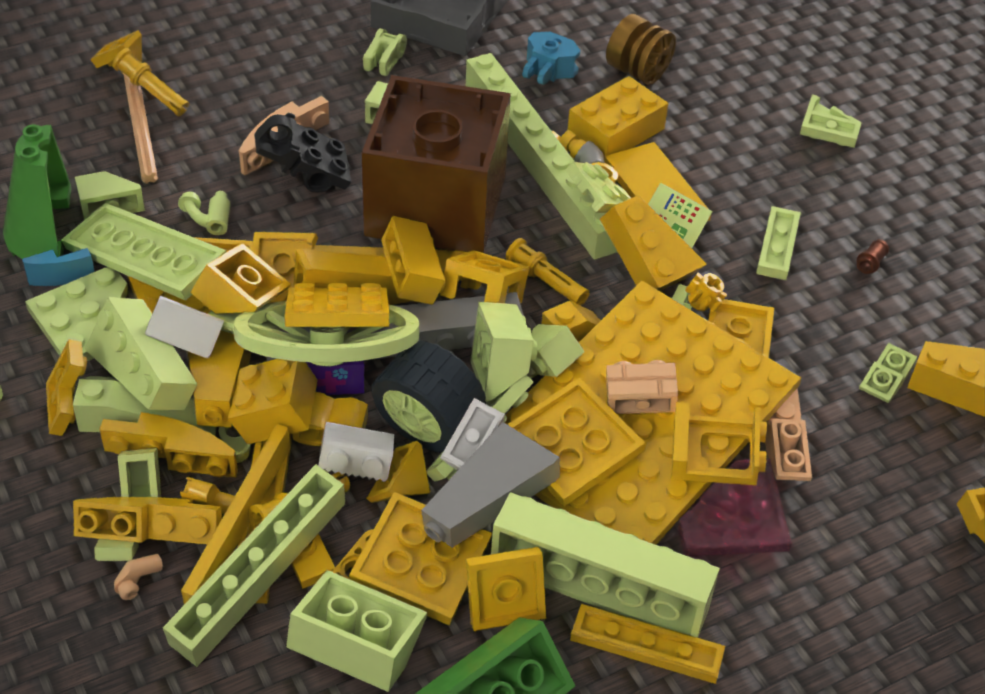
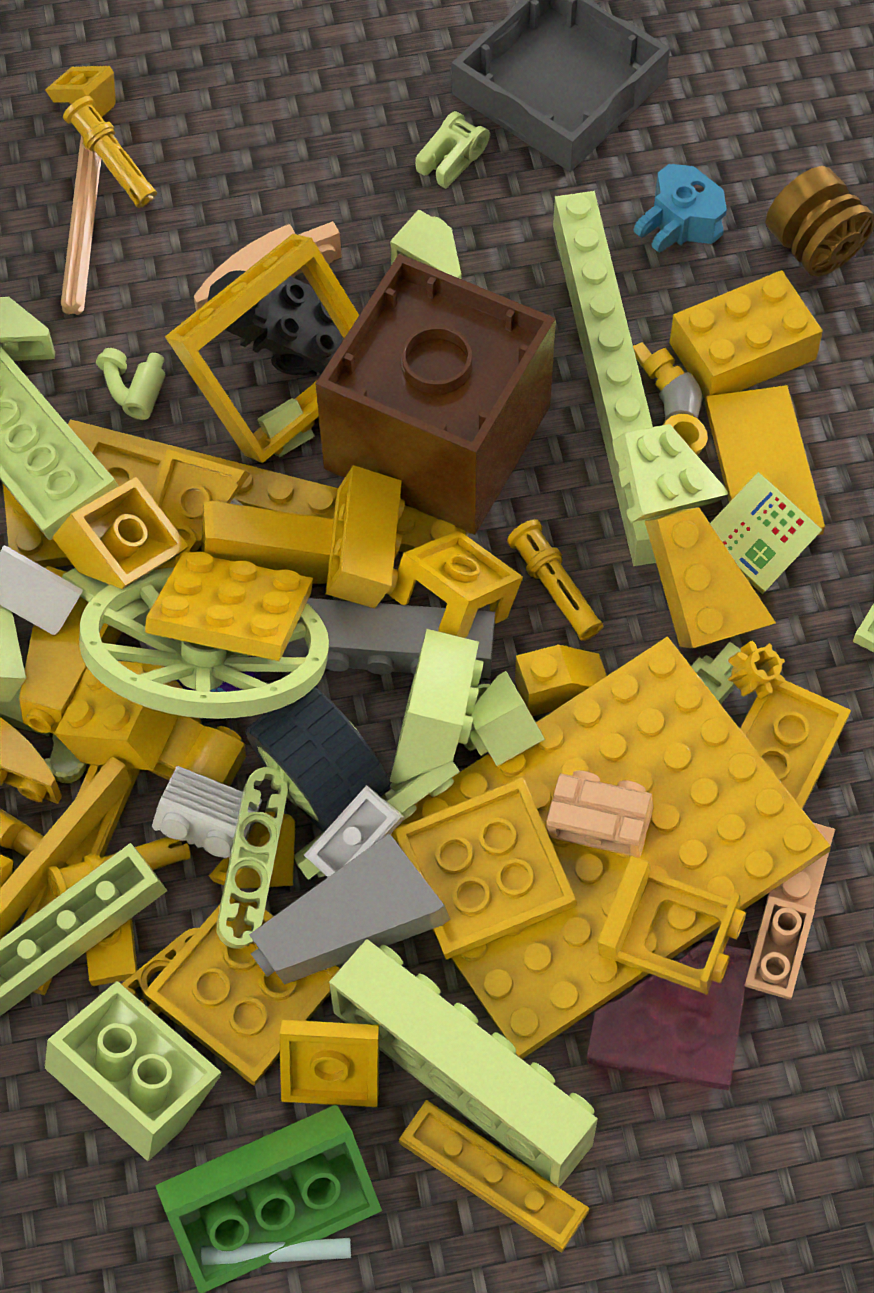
camera: 20 degrees right, 15 degrees up
(328, 218) = (279, 418): none -> yellowish green tile
(347, 133) = (230, 304): none -> yellow window
(400, 465) = (252, 857): none -> yellowish green beam

